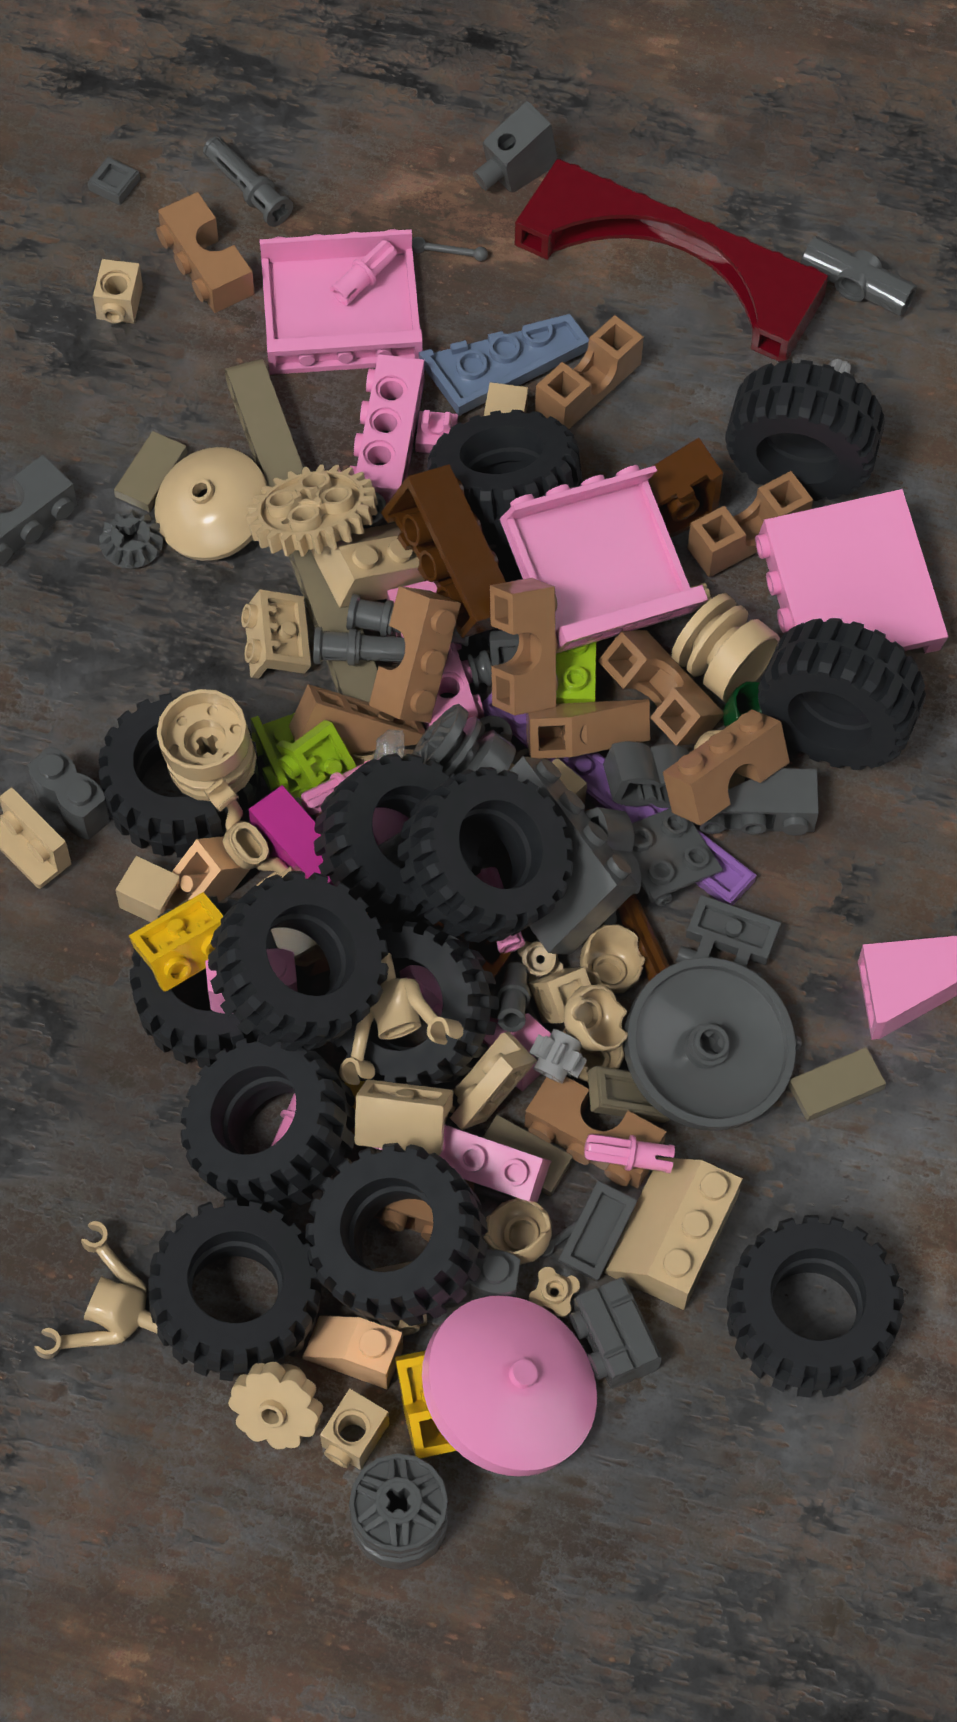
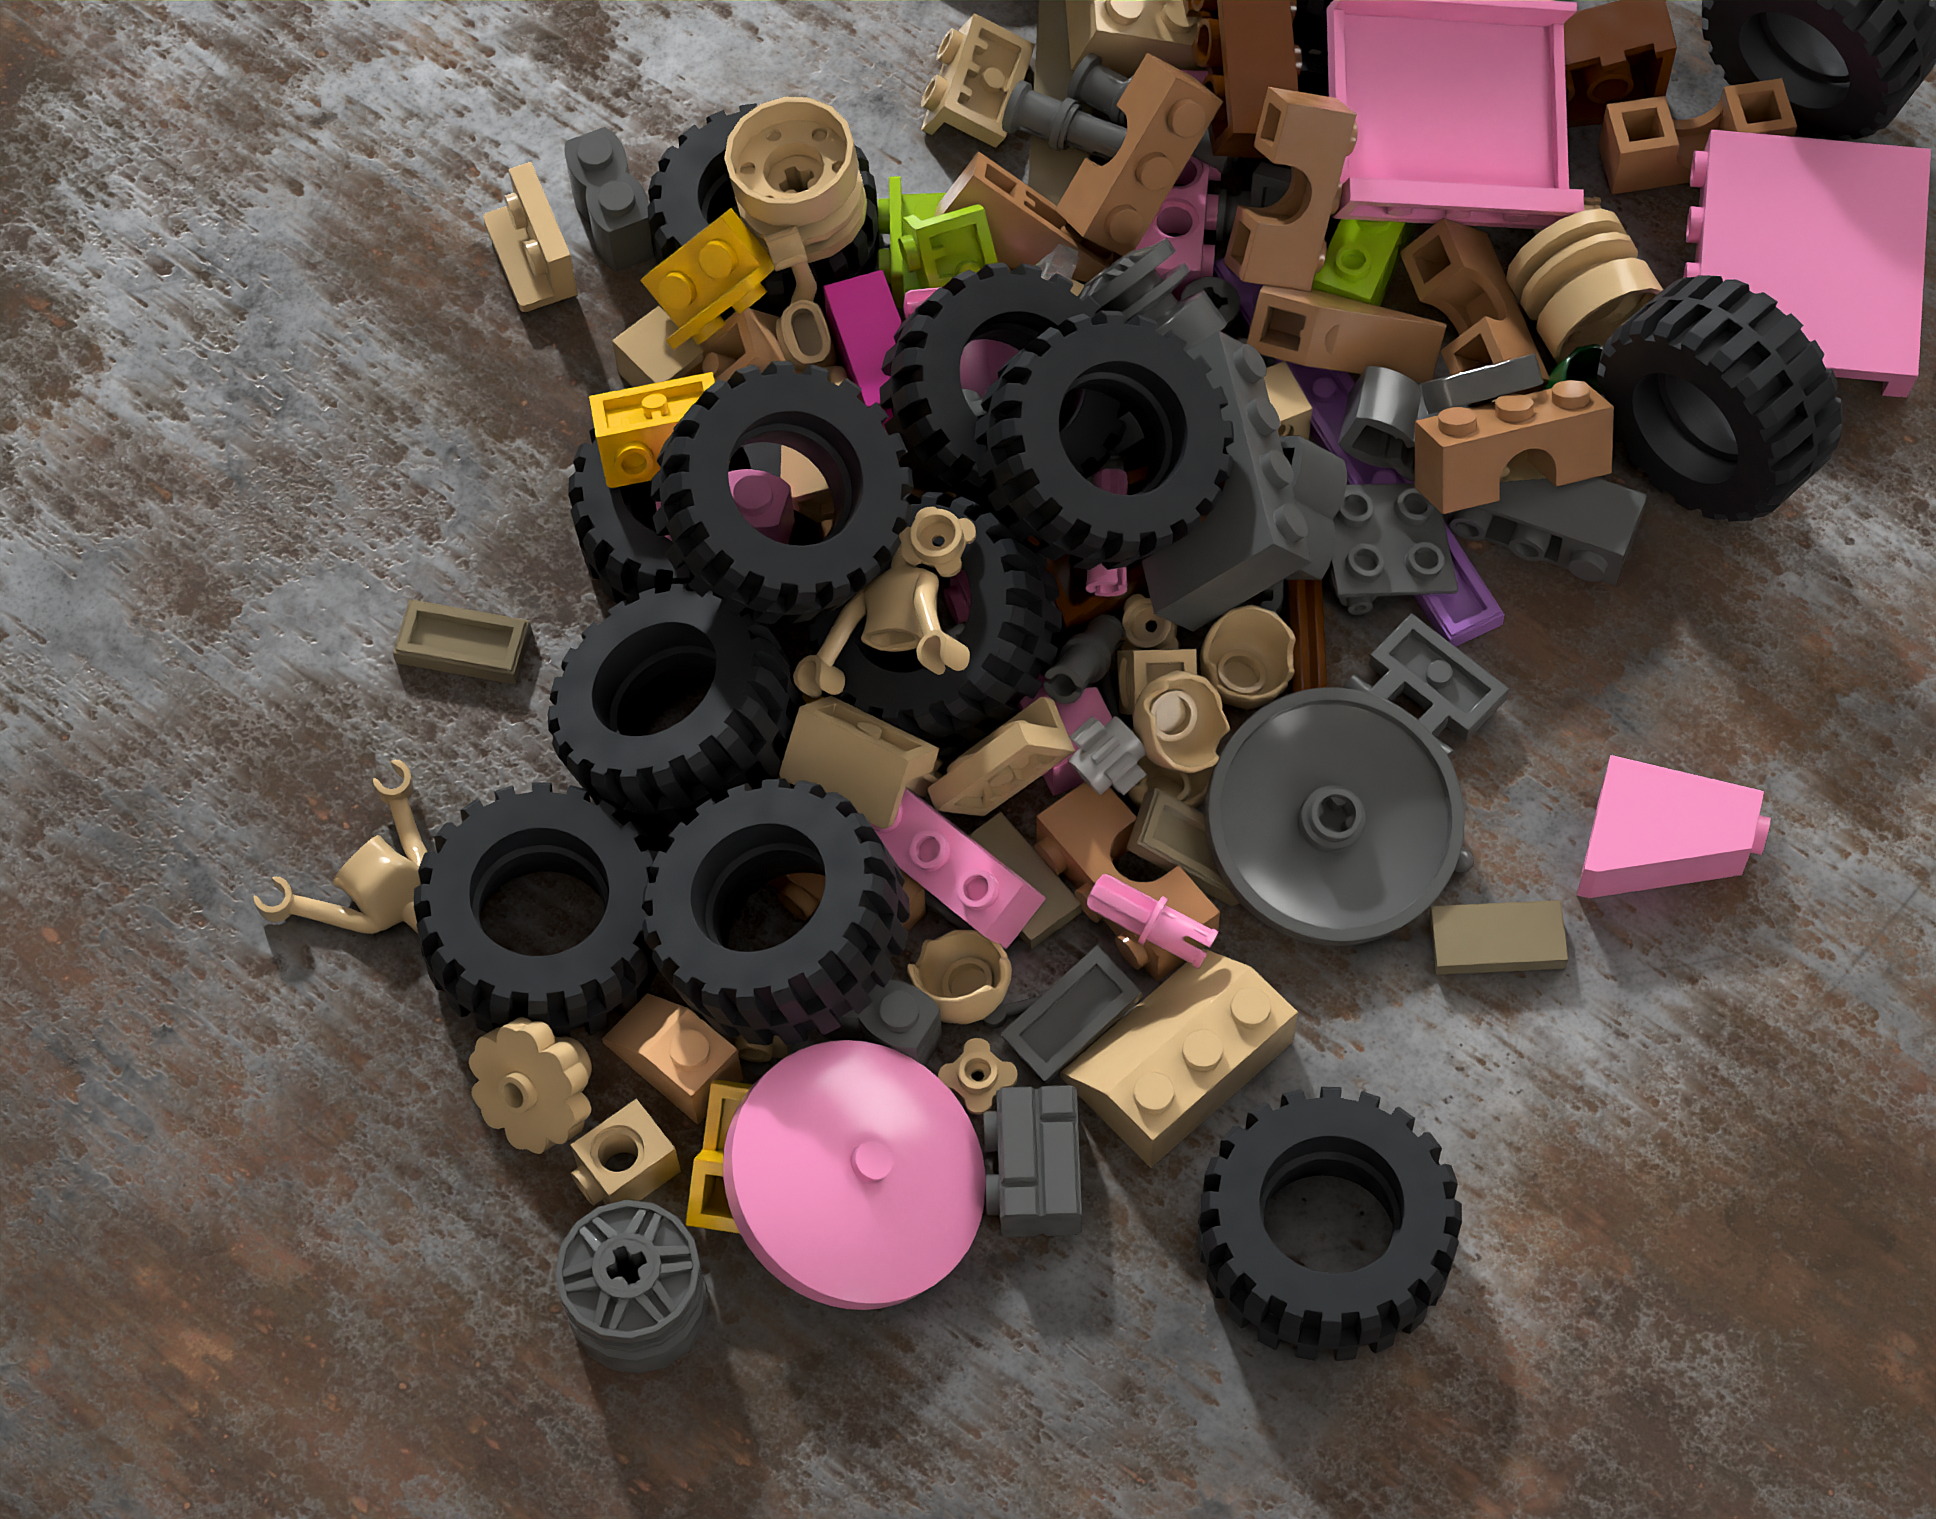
camera: 25 degrees right, 0 degrees up
(96, 1125) = (462, 641): none -> dark tan tile
(171, 829) = (708, 276): none -> yellow bracket
(404, 944) = (935, 523): none -> tan plate
(691, 733) = (1481, 383): none -> dark grey beam

